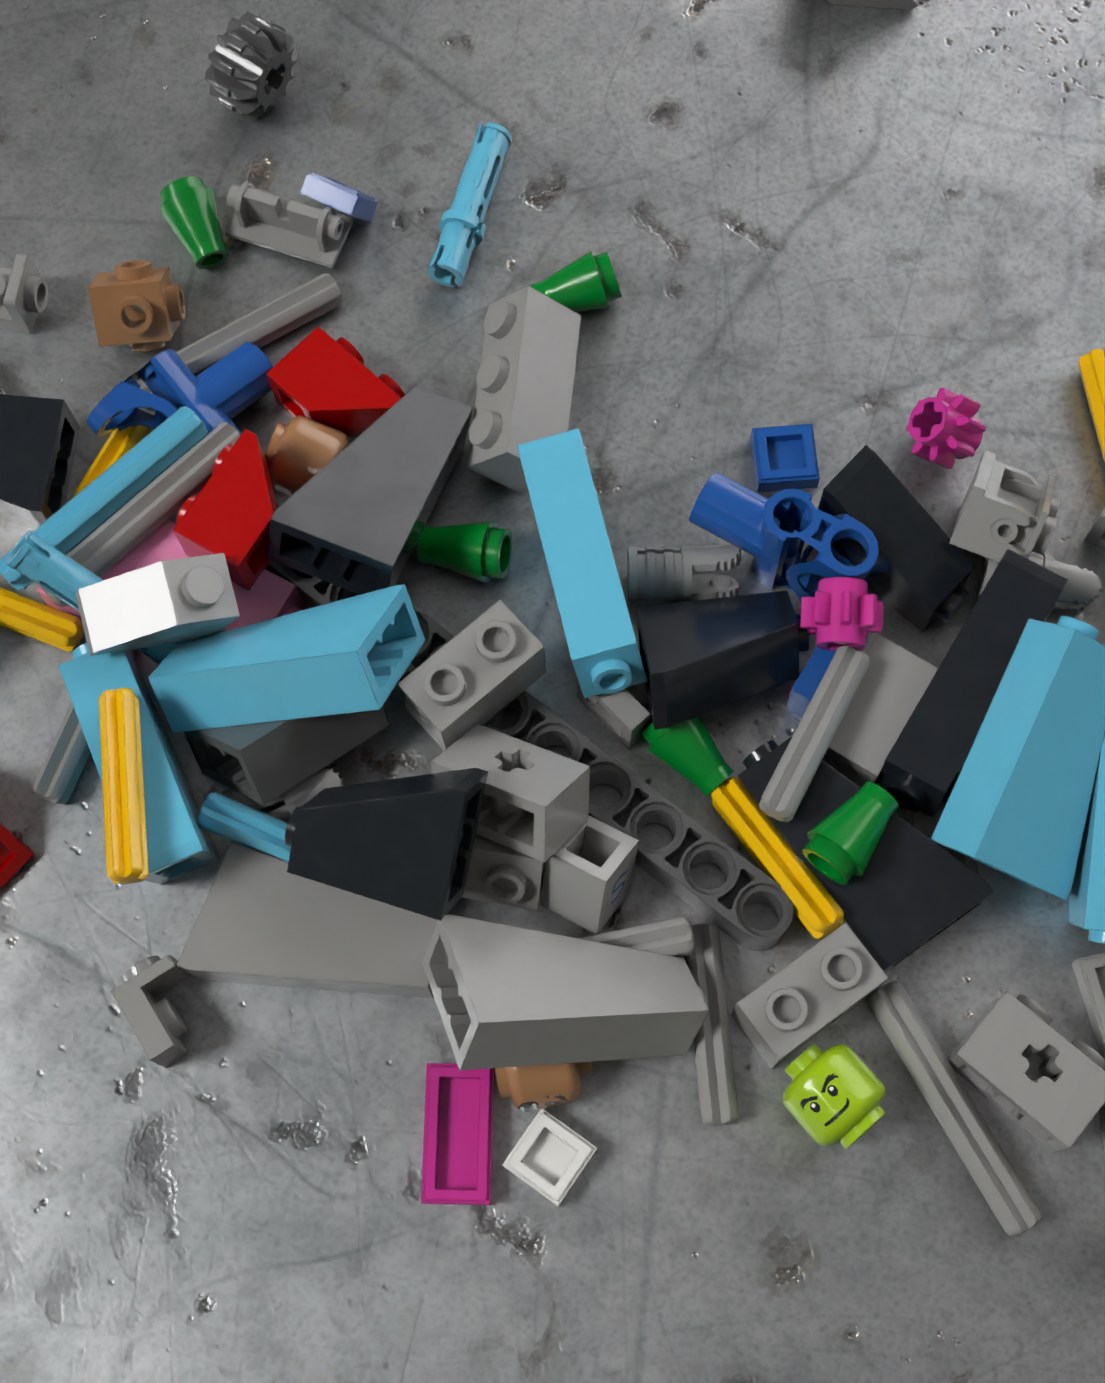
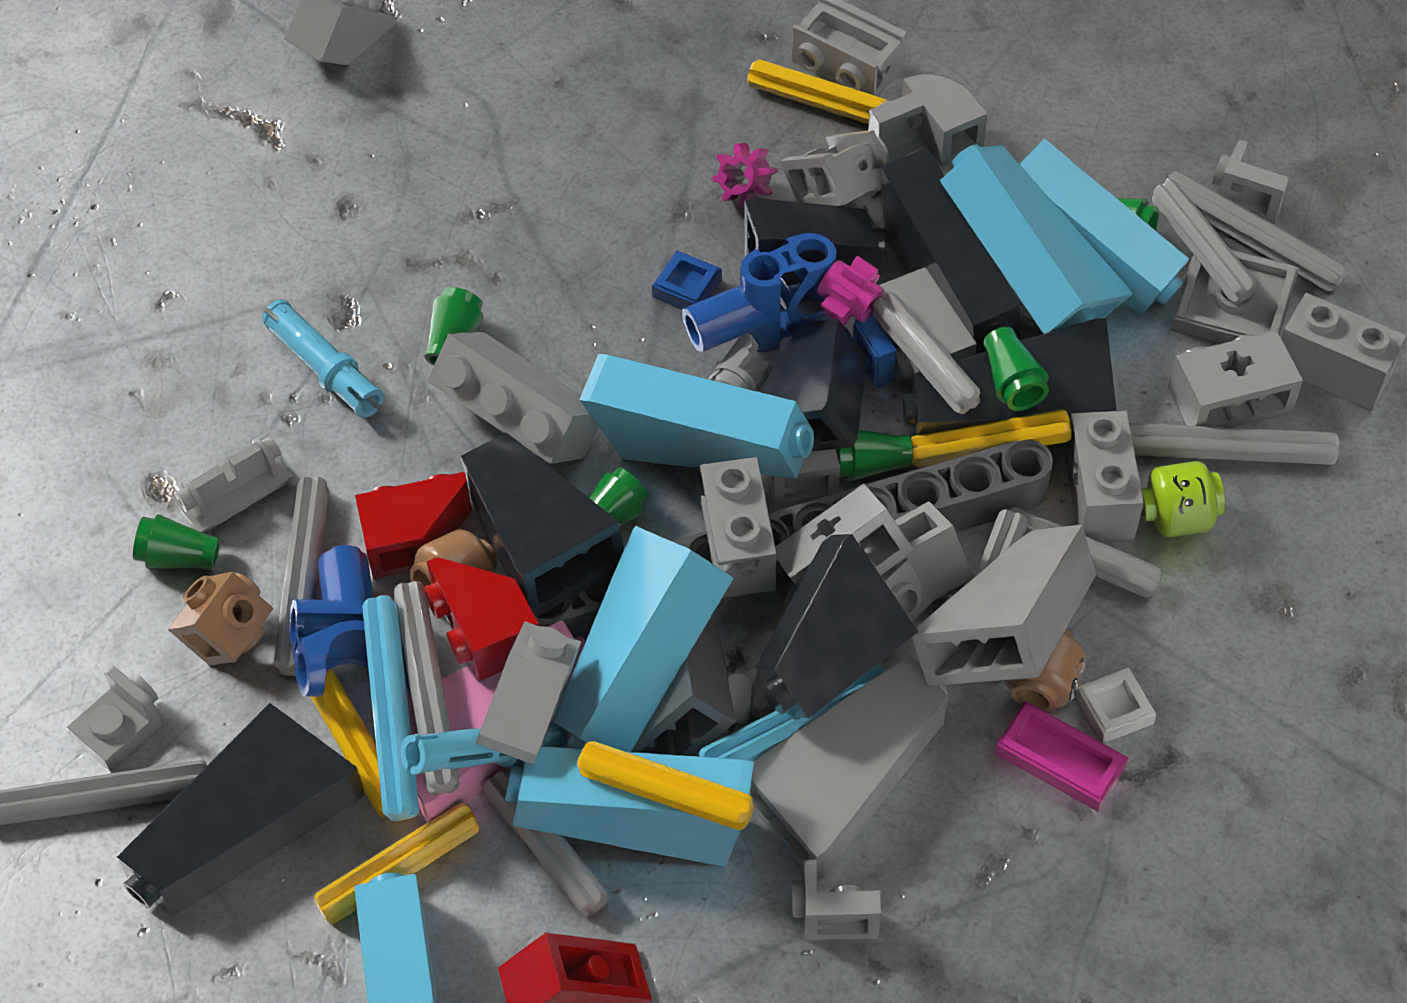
camera: 60 degrees left, 15 degrees down
(251, 65) = (79, 427): dark grey gear -> none
(339, 196) = (240, 434): tile -> none

